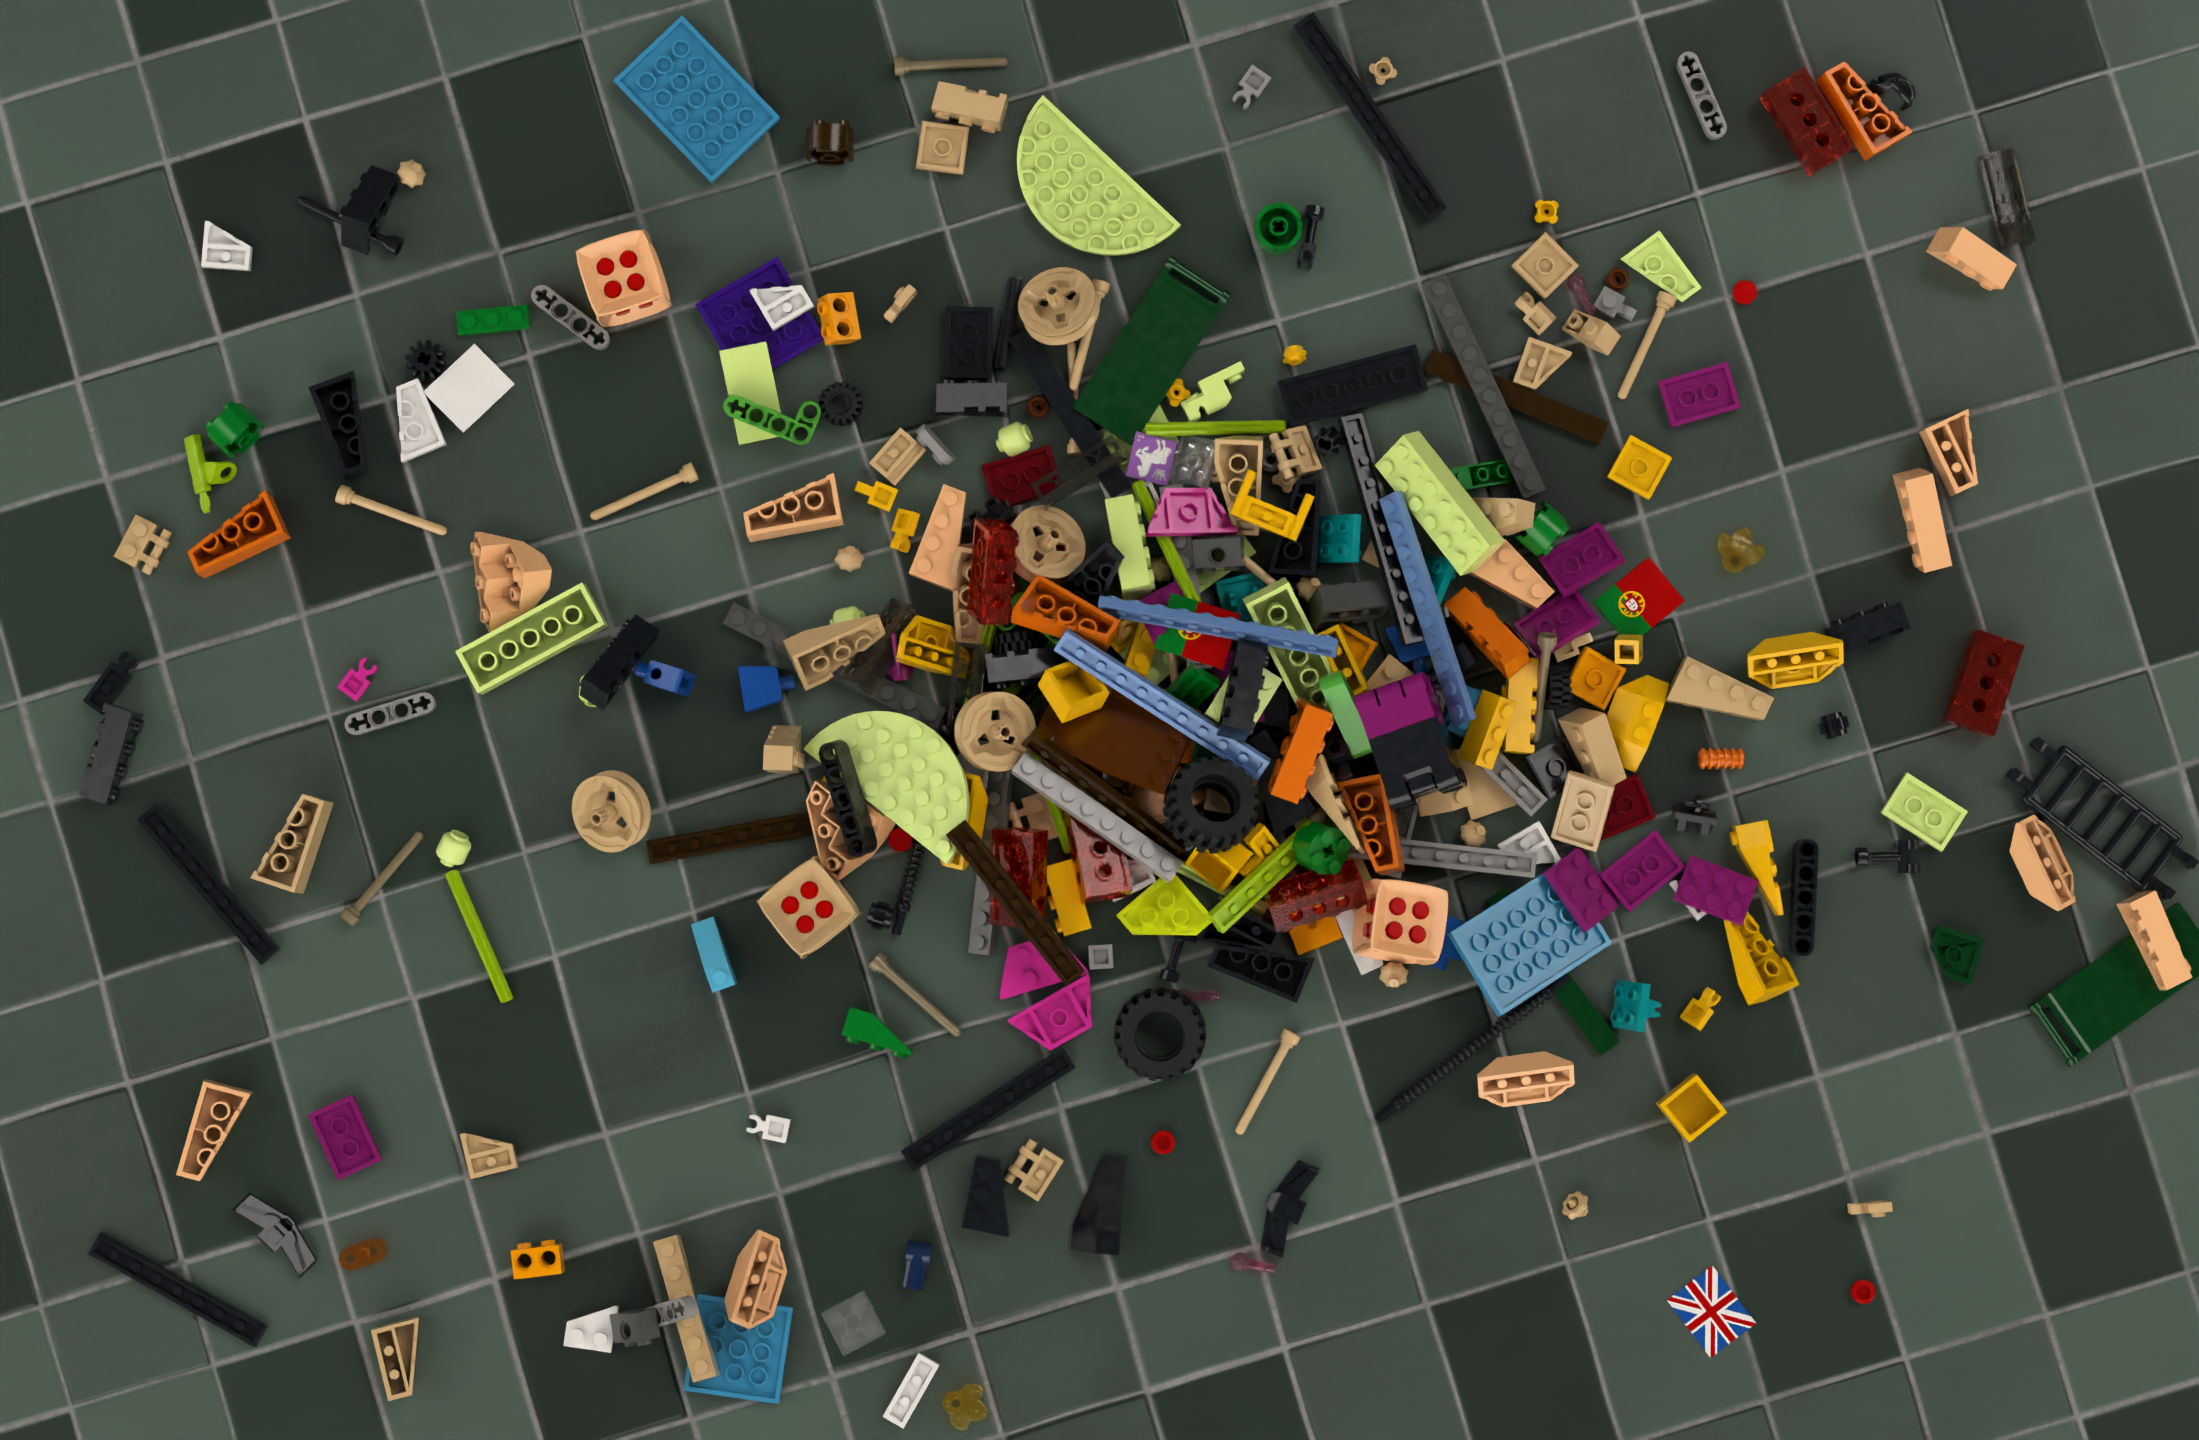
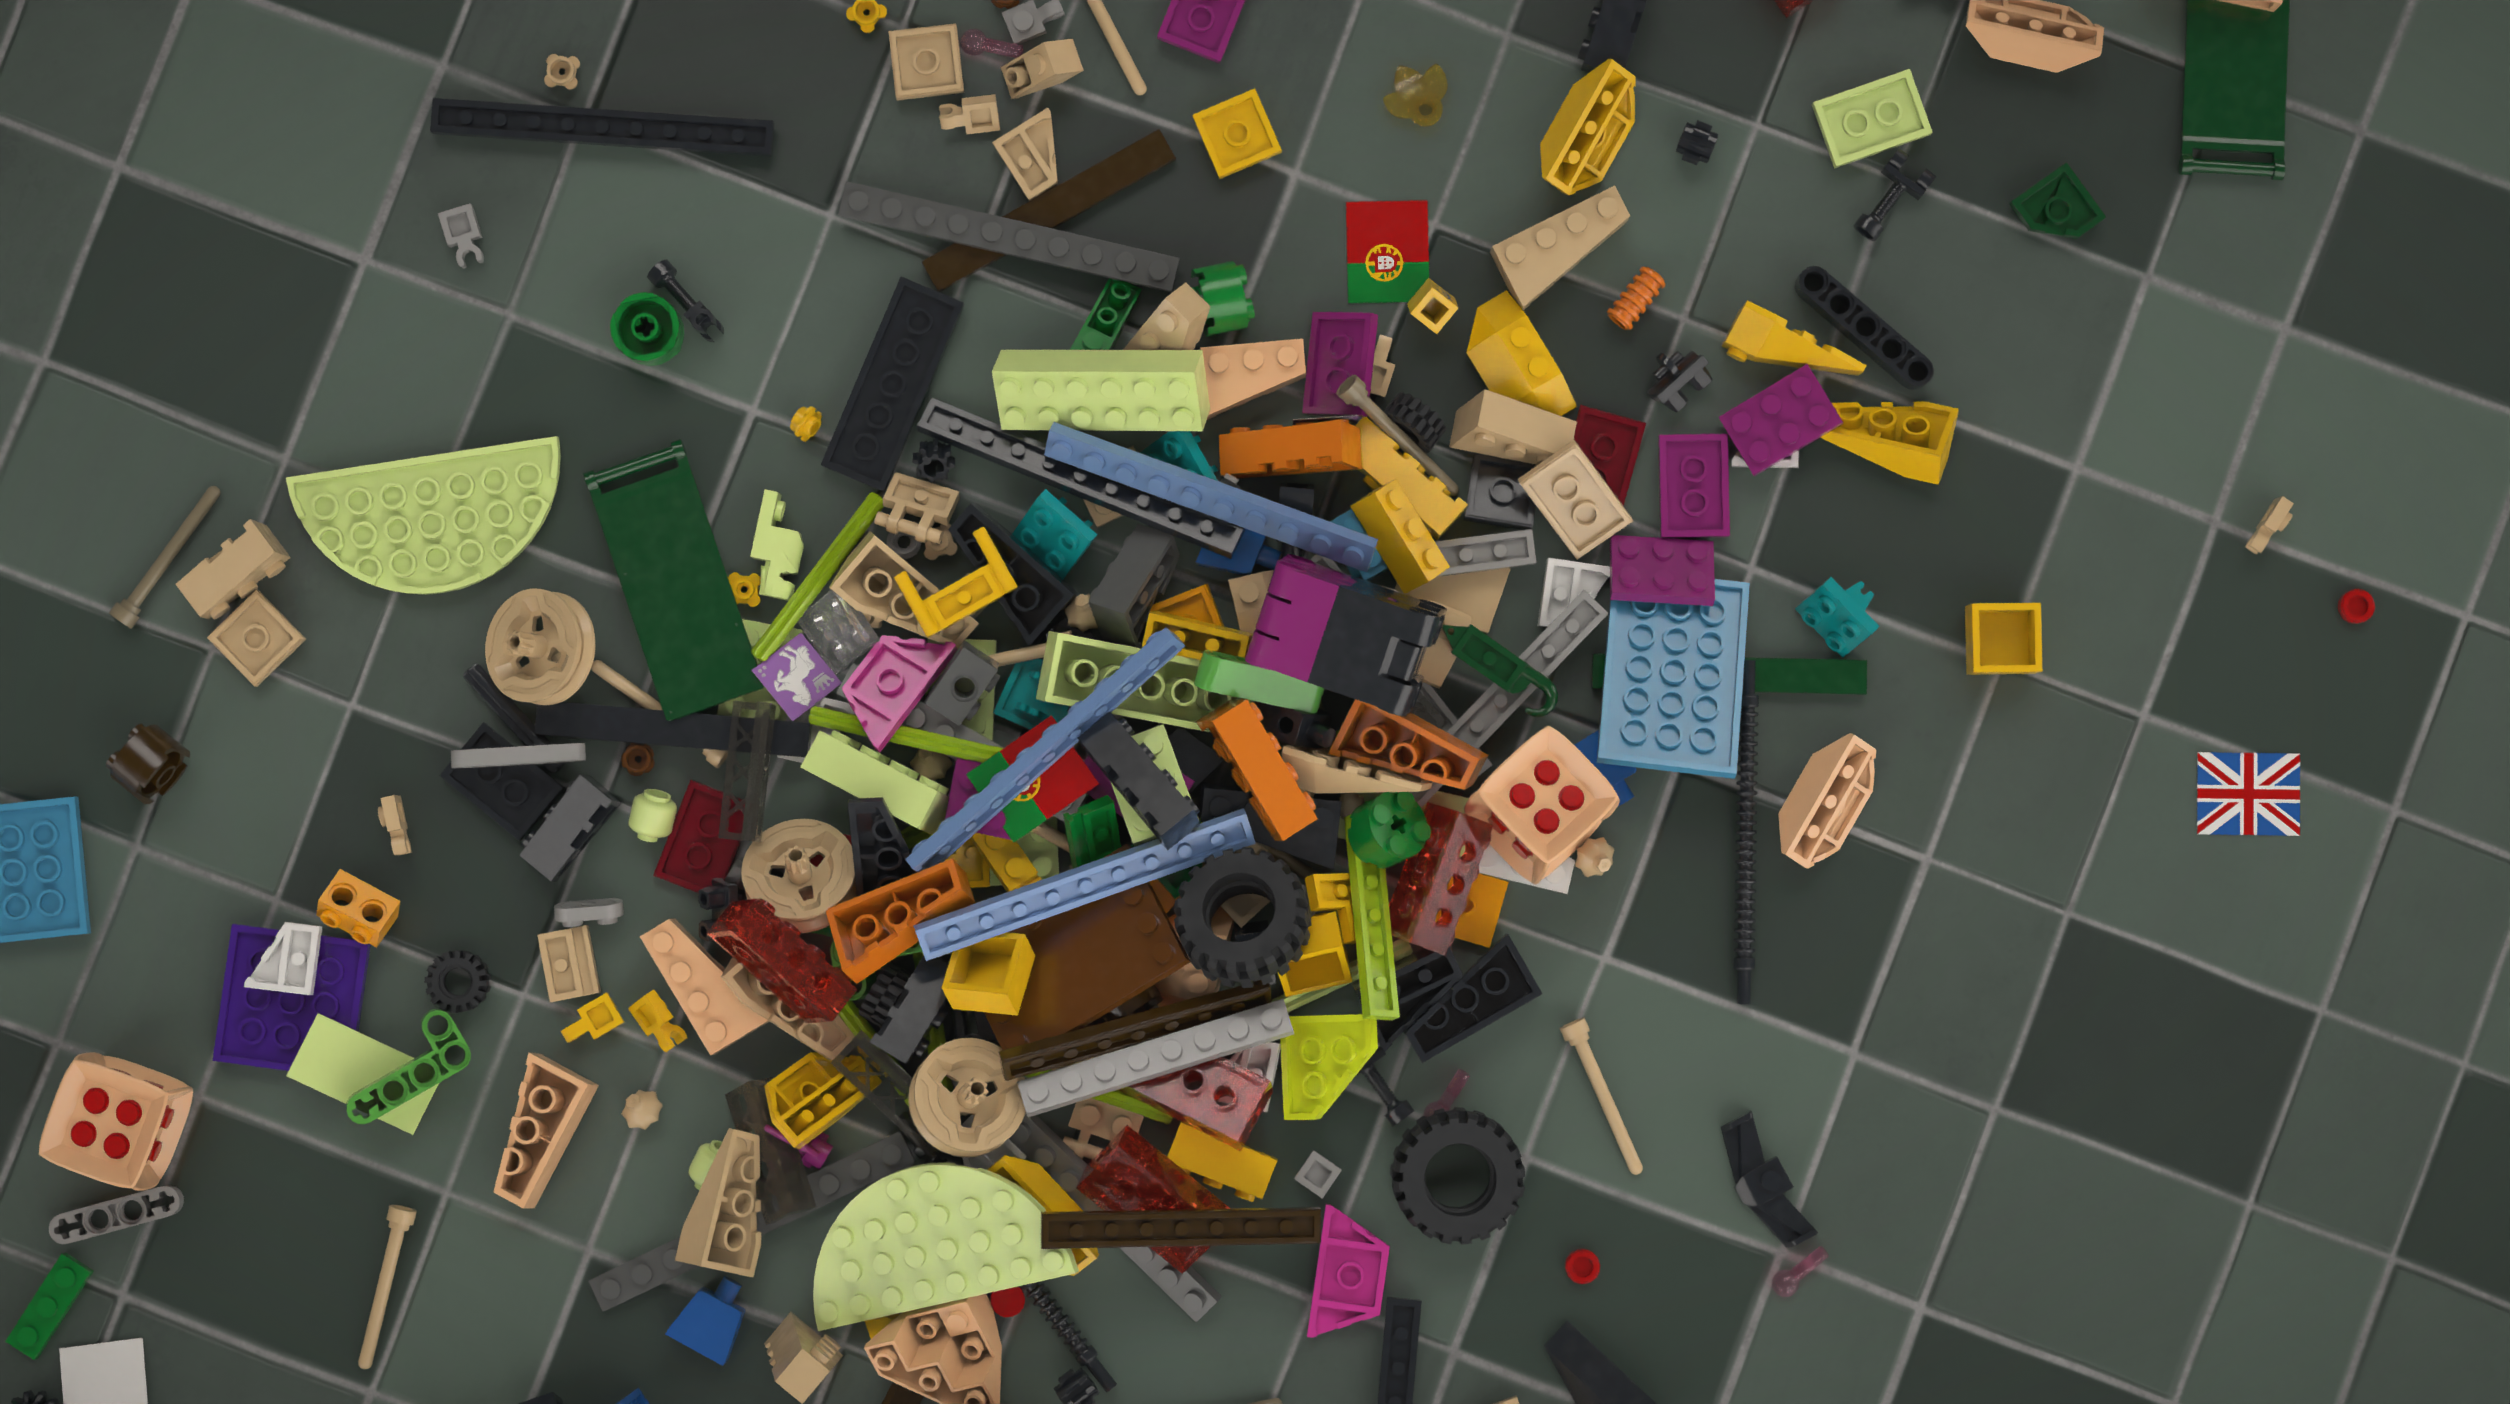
camera: 55 degrees left, 0 degrees up
(856, 806) = (896, 1325): black beam -> none
(990, 340) = (518, 755): none -> light grey beam
(1027, 971) = (1269, 1271): dark pink wing -> none
(1101, 288) = (559, 583): tan piece -> none
(1459, 839) = (1500, 665): none -> dark green plate
(1473, 834) = (1509, 639): tan piece -> none
(1575, 1205) = (2013, 854): tan piece -> none
(1581, 560) = (1291, 280): magenta plate -> none
(1595, 678) = (1436, 368): light orange plate -> none
(1699, 1011) = (1902, 545): yellow plate -> none

